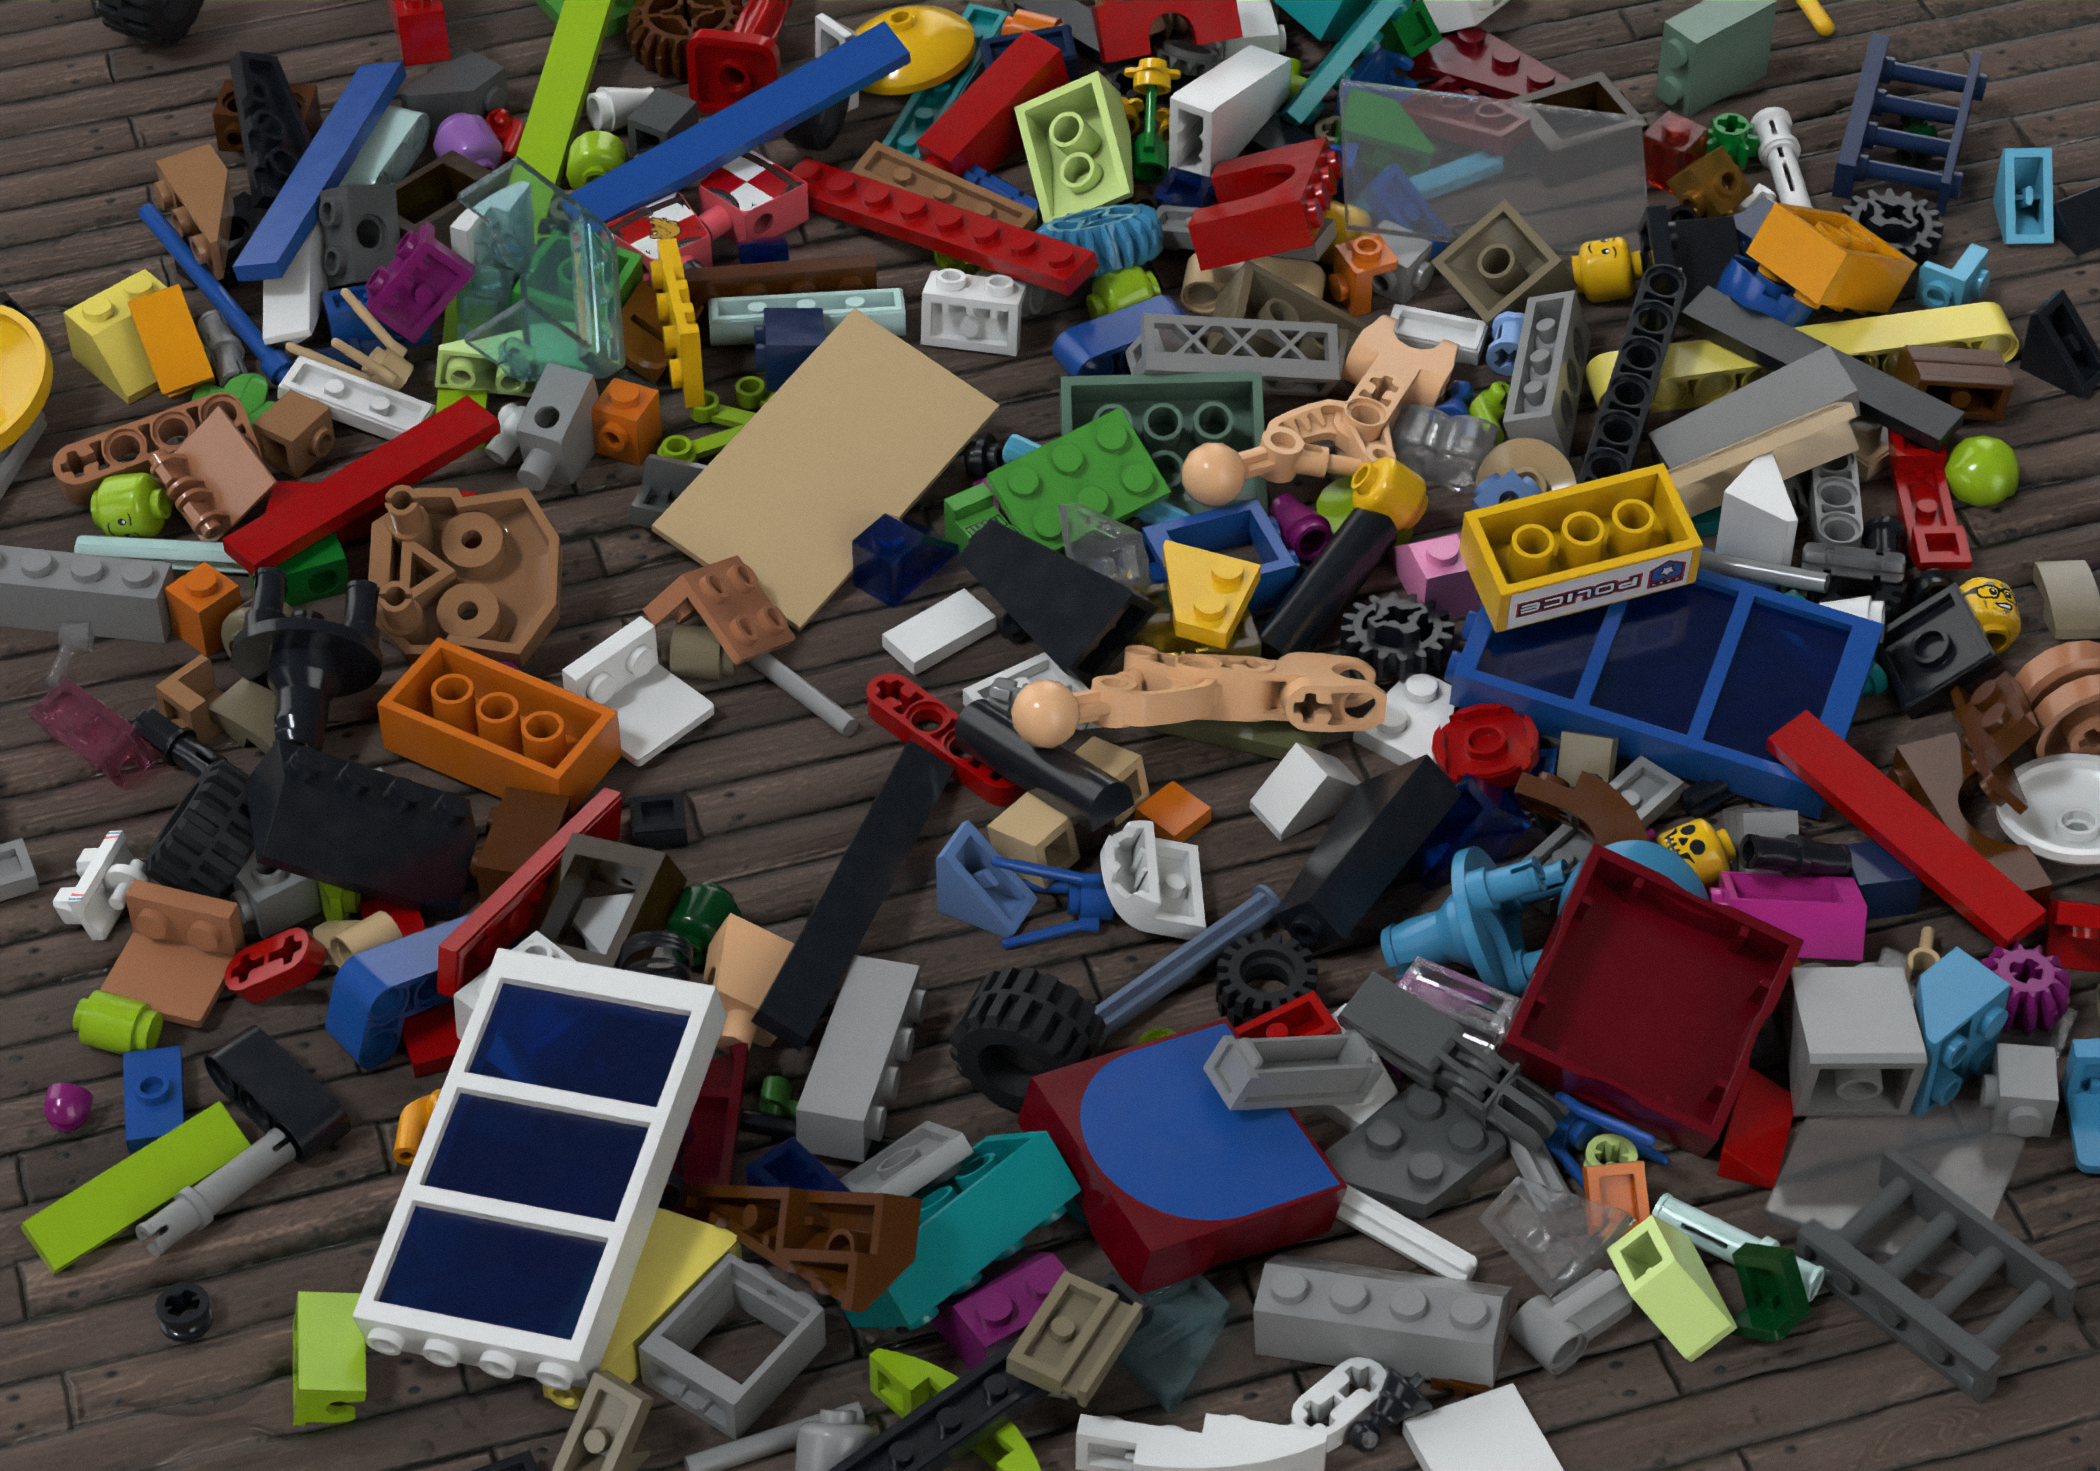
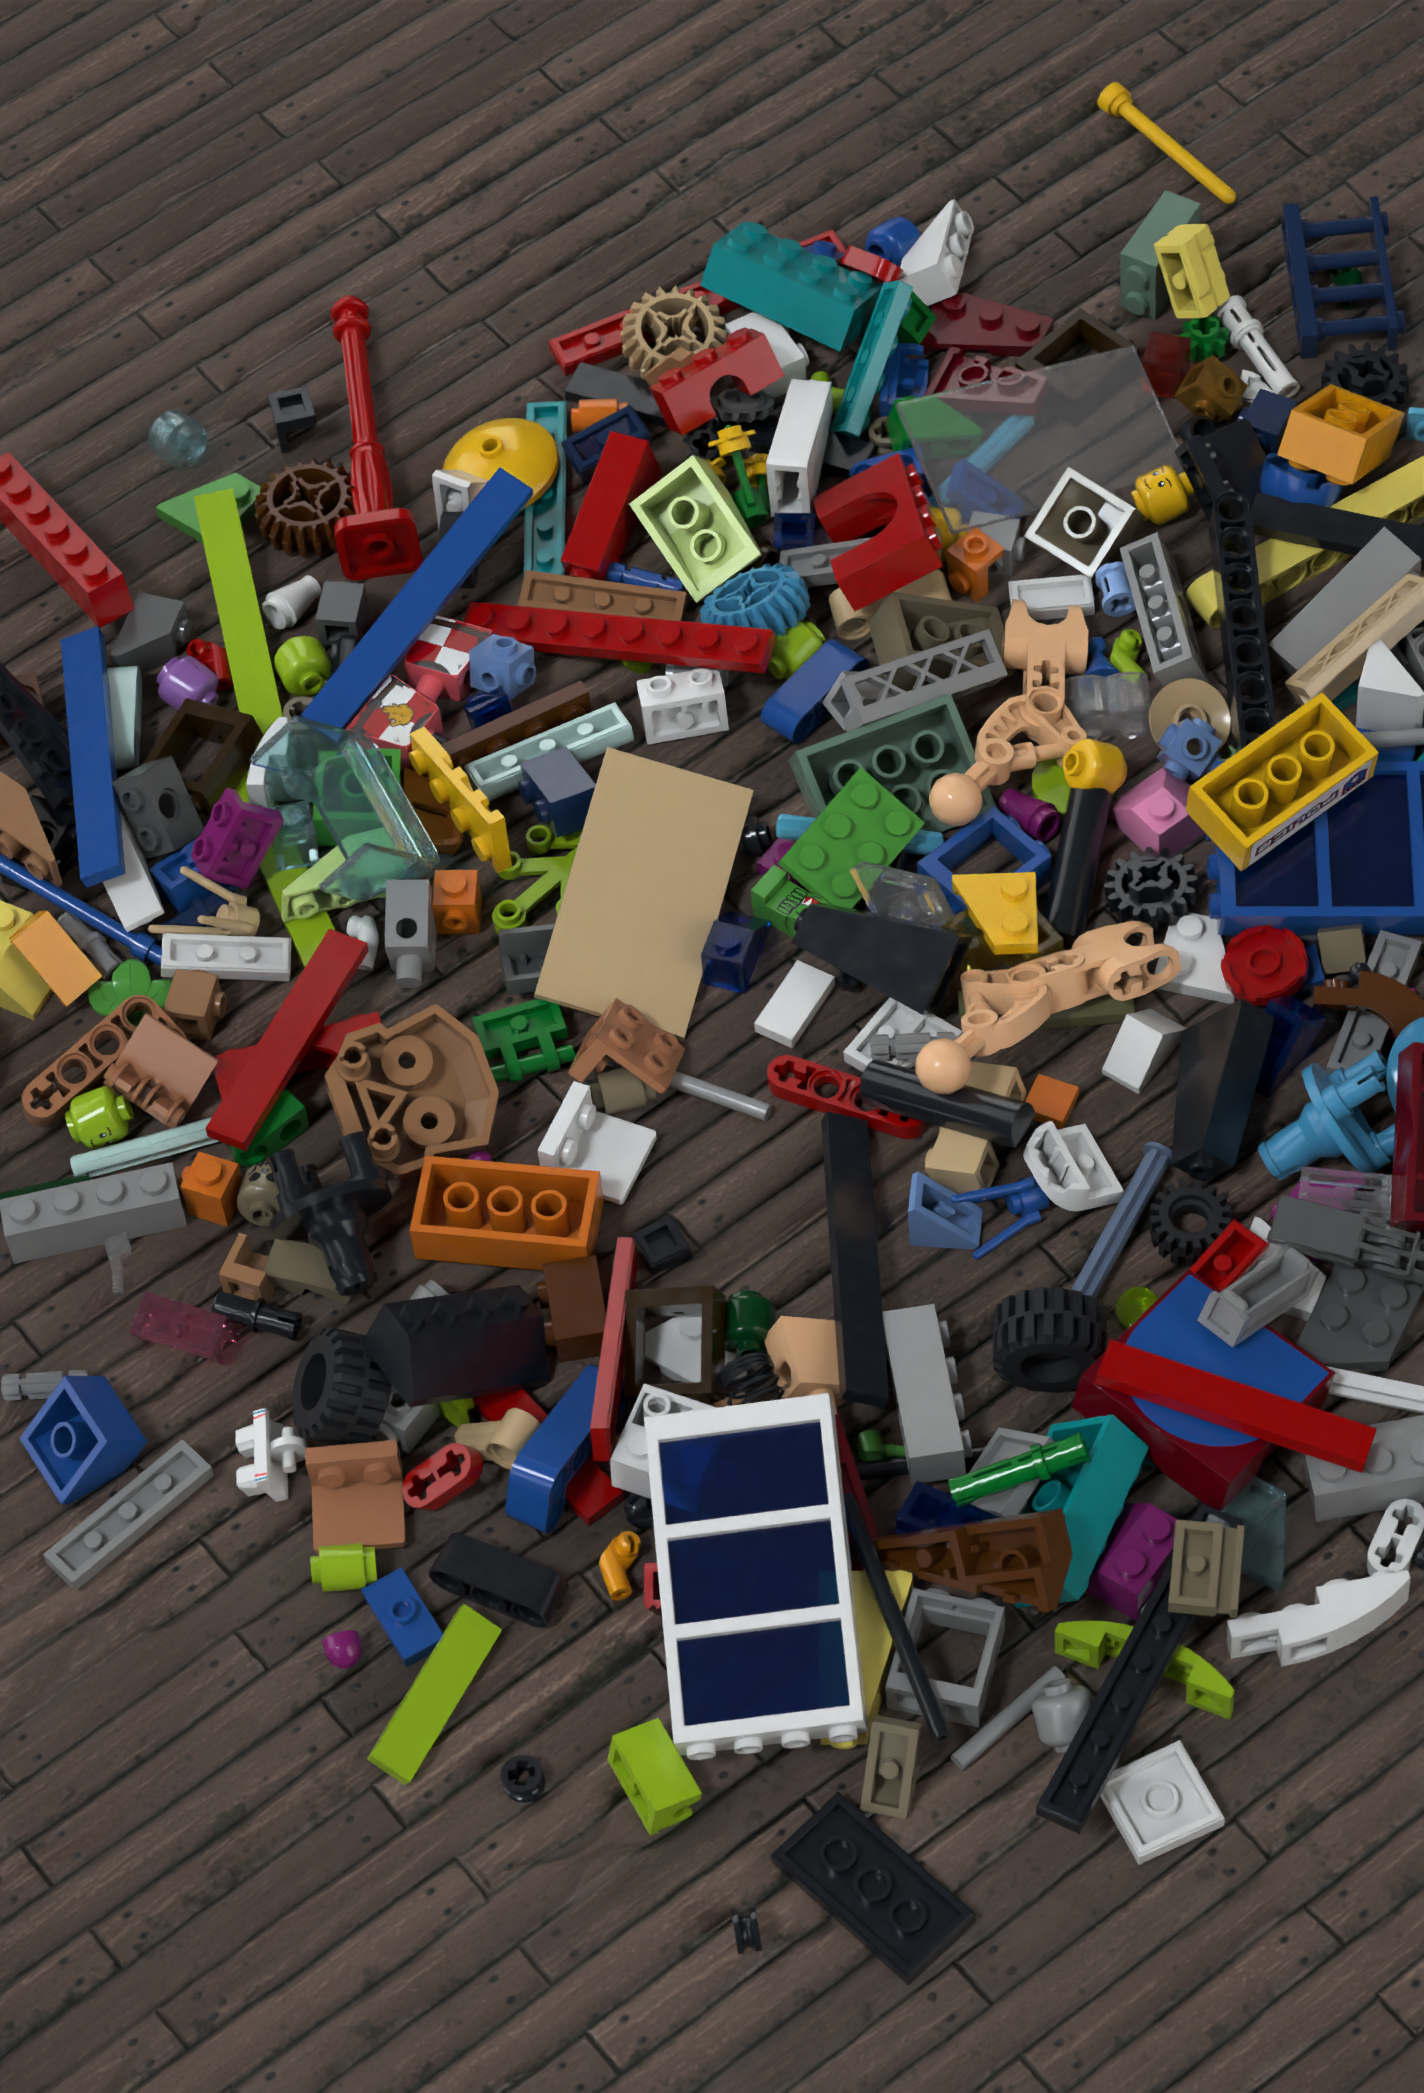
camera: 15 degrees left, 10 degrees up
(196, 1206) = (488, 1692): light grey pin -> none
(620, 562) = (519, 1029): none -> green plate
(685, 1276) = (895, 1622): none -> black piece
(804, 219) = (502, 664): none -> medium blue brick
(919, 1153) = (1026, 1467): none -> green pin
(1200, 1173) = (1235, 1406): none -> red tile
(1738, 62) = (1192, 271): none -> light yellow brick

